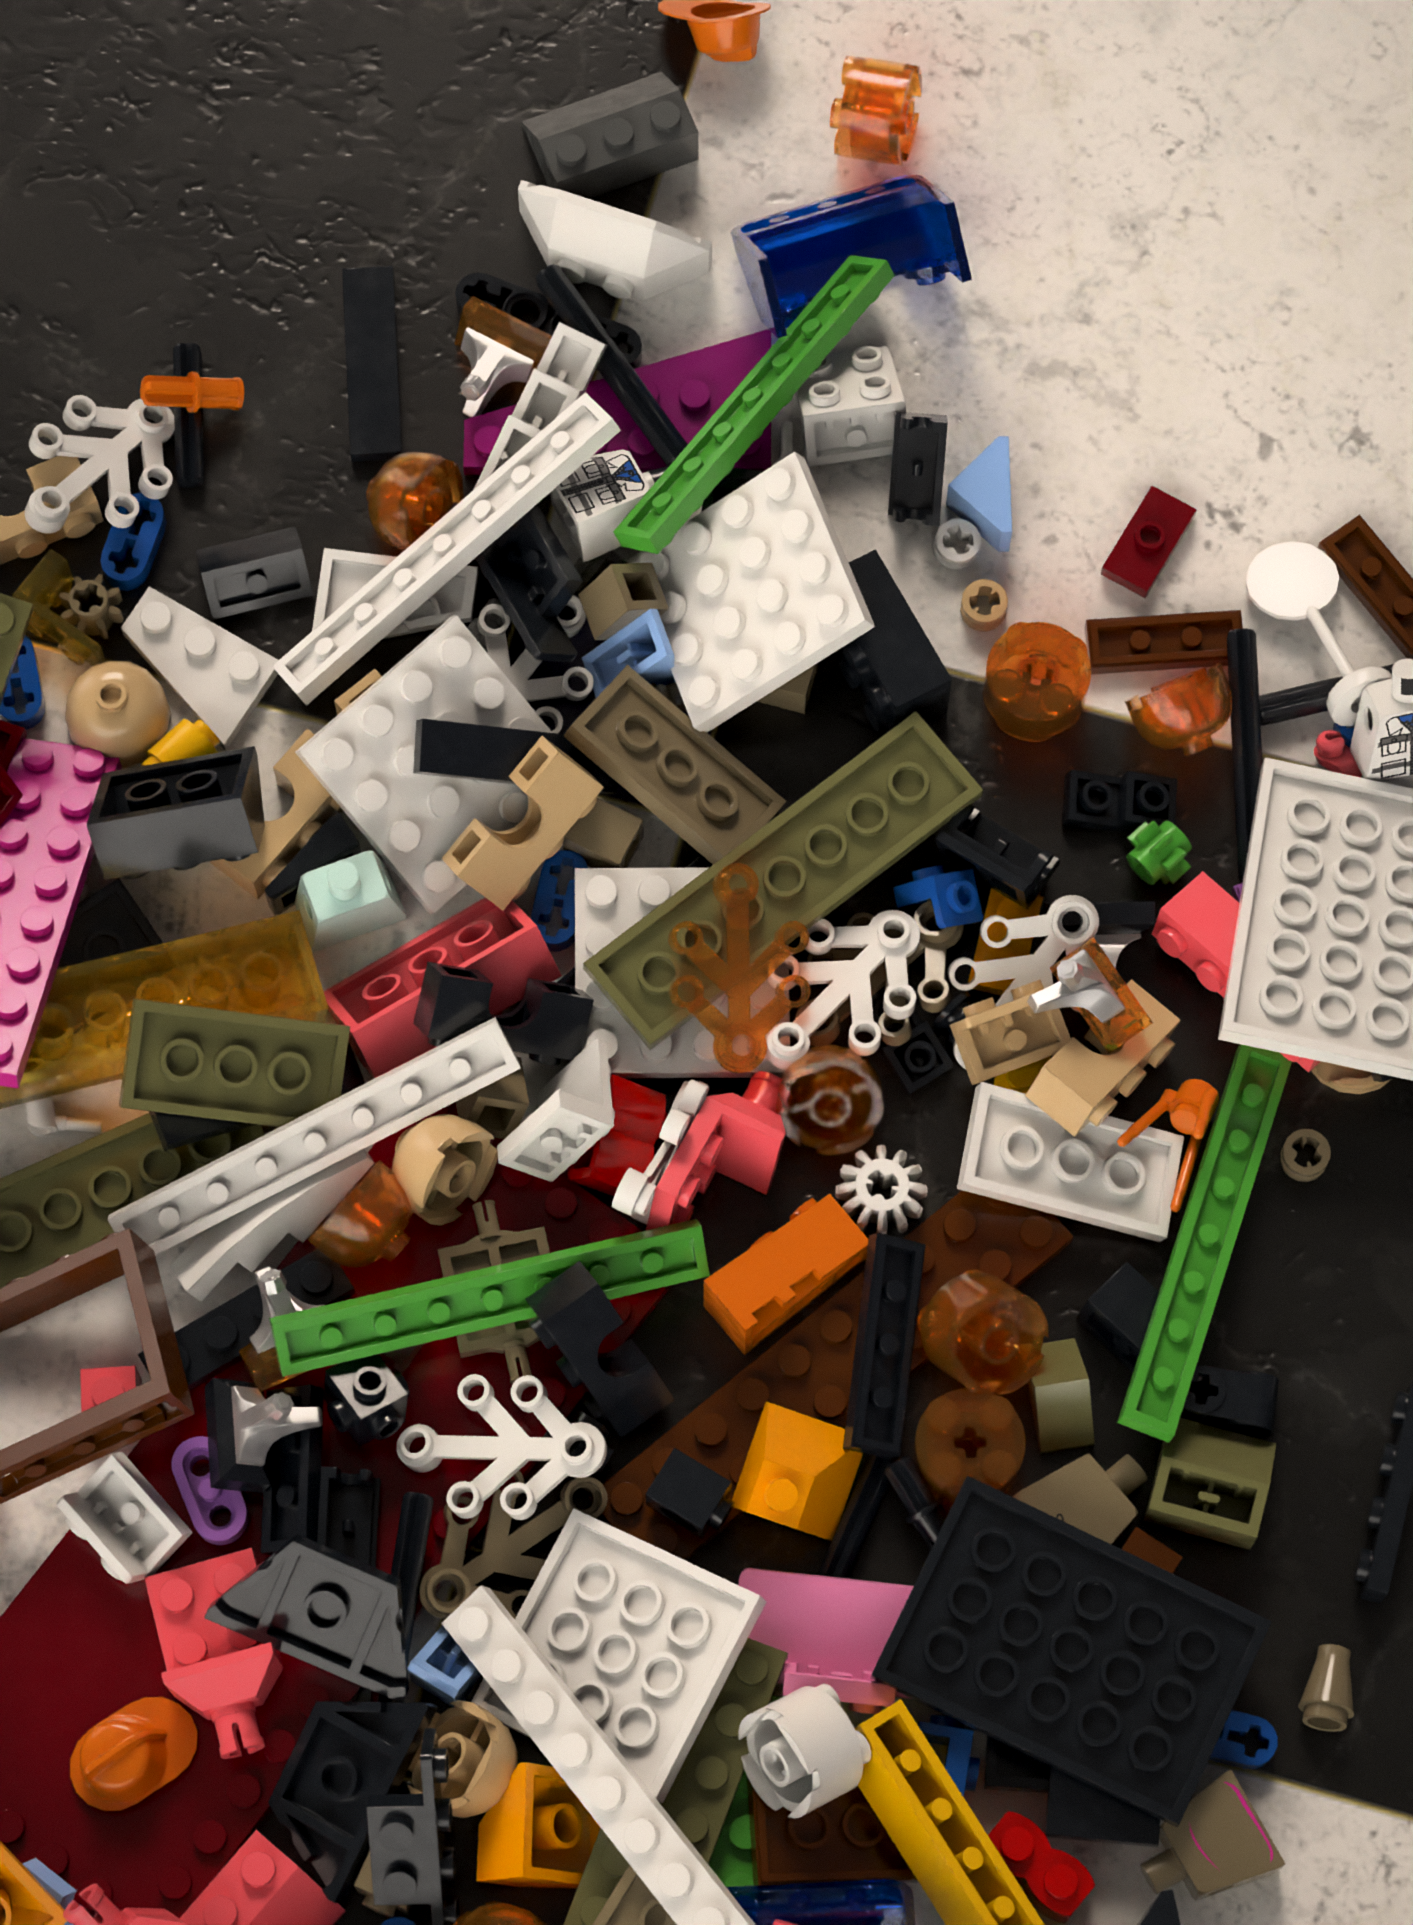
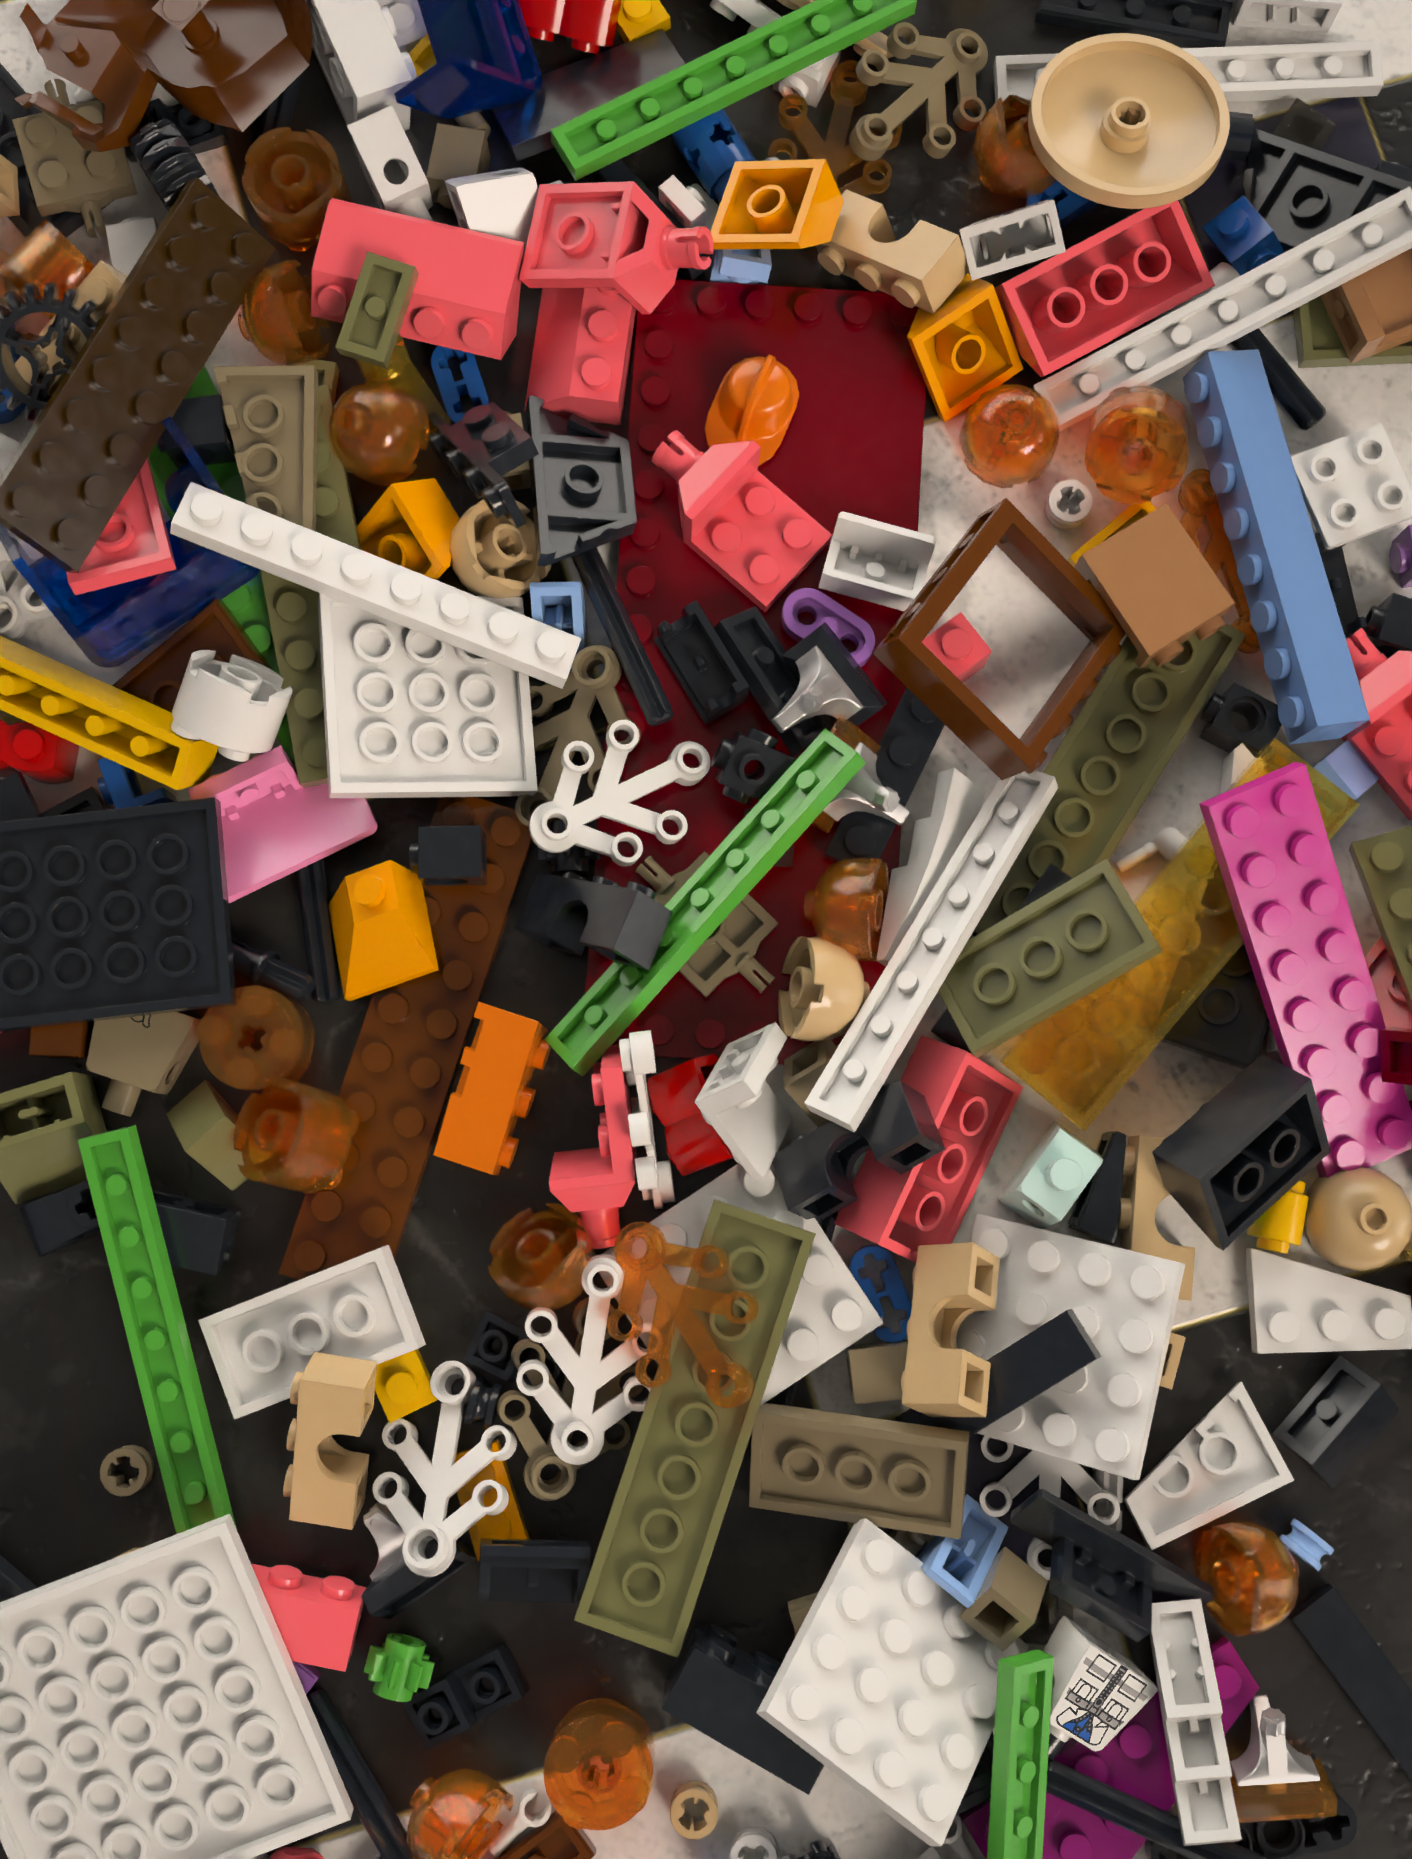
camera: 150 degrees right, 10 degrees up
(323, 1613) = (670, 575): black wing -> none
(349, 497) = (1306, 1544): none -> light blue bush
(446, 548) = (1186, 1554): white plate -> none
(884, 1346) = (371, 1076): black tile -> none
(886, 1174) = (460, 1227): white gear -> none
(952, 895) = (553, 1510): blue bracket -> none
(1008, 1035) = (421, 1412): tan bracket -> none
(1098, 992) = (365, 1491): piece -> none
(1131, 681) = (520, 1823): none -> white hand
(1190, 1114) = (240, 1447): orange plant -> none

